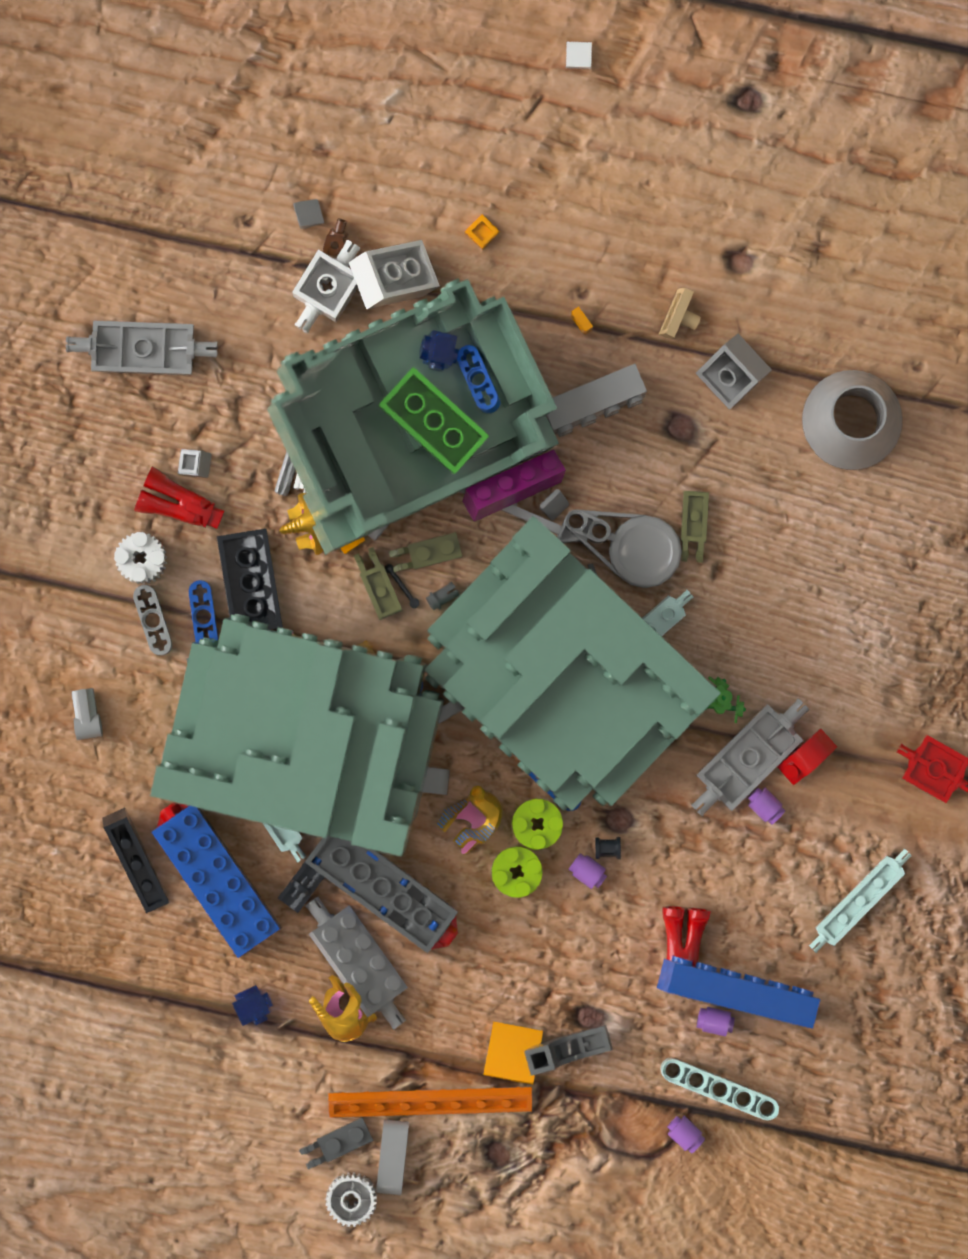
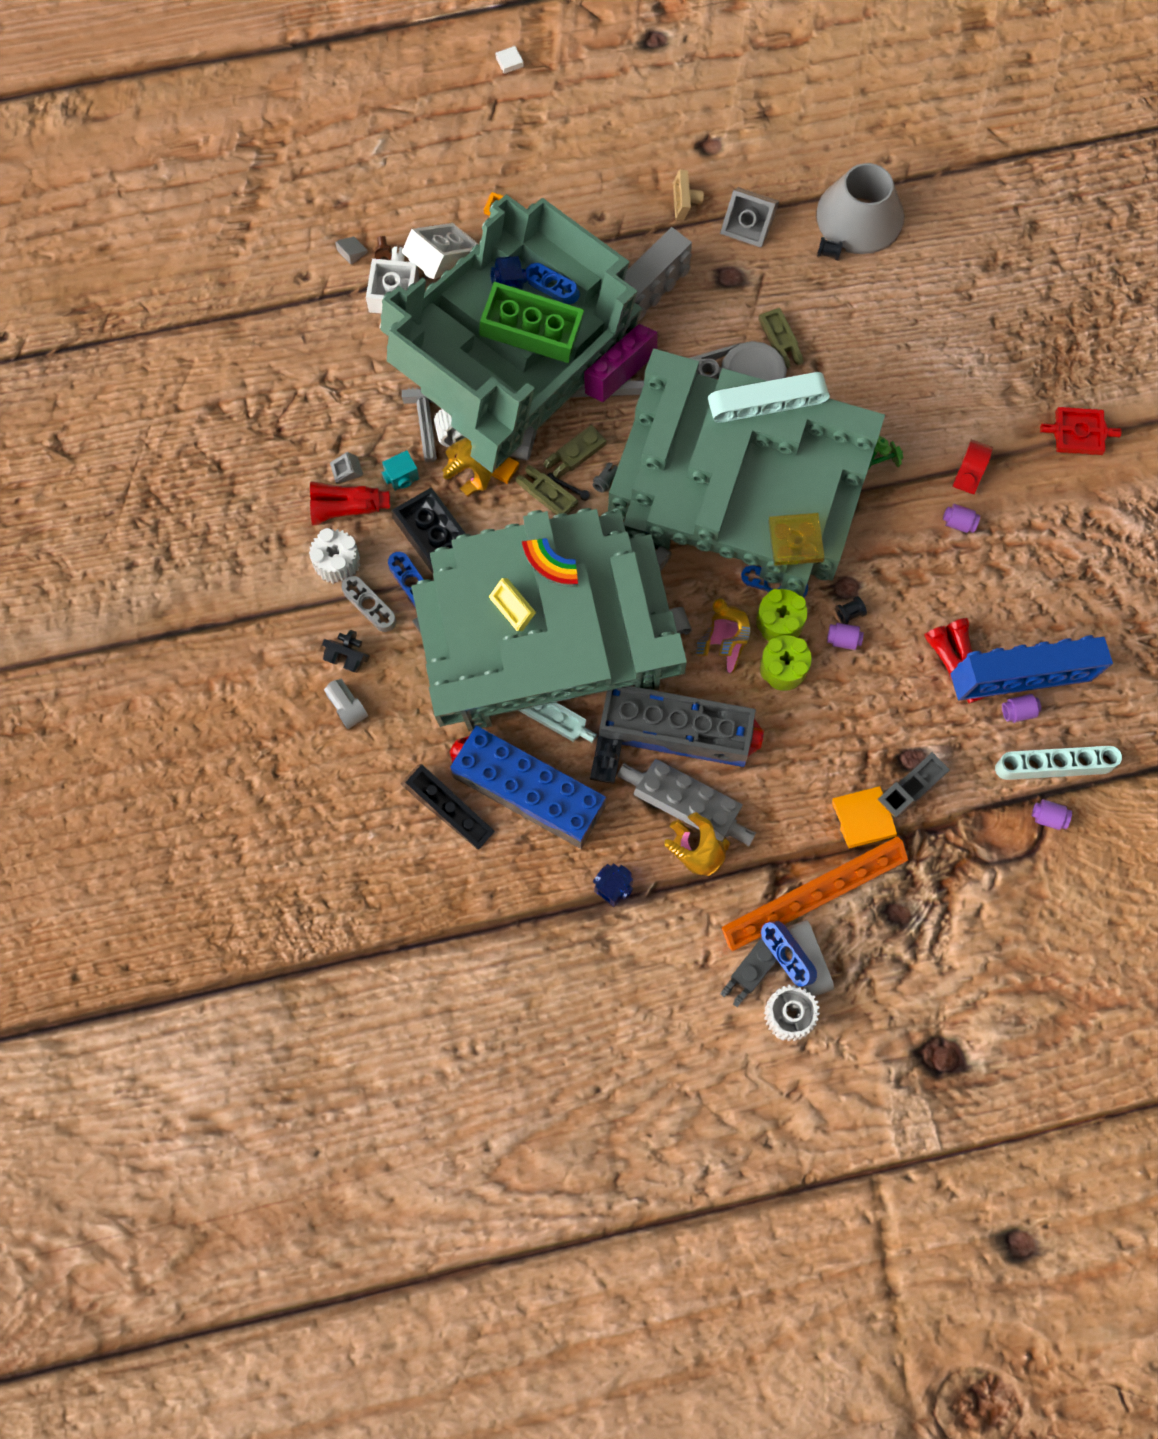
camera: 20 degrees left, 15 degrees down
(111, 659) = (354, 657): none -> black hips
(142, 347) = (260, 398): light grey plate -> none
(243, 495) = (400, 471): none -> teal brick
(269, 722) = (512, 604): none -> light yellow tile
(318, 704) = (549, 564): none -> tile
(375, 1171) = (799, 957): none -> blue beam
(571, 775) = (796, 539): none -> clear yellow plate
(581, 320) = (610, 230): light orange tile -> none
(614, 626) = (768, 397): none -> light aqua beam
(749, 757) = (926, 487): light grey plate -> none
(796, 448) = (830, 248): none -> black bush
(860, 900) = (1081, 558): light aqua plate -> none

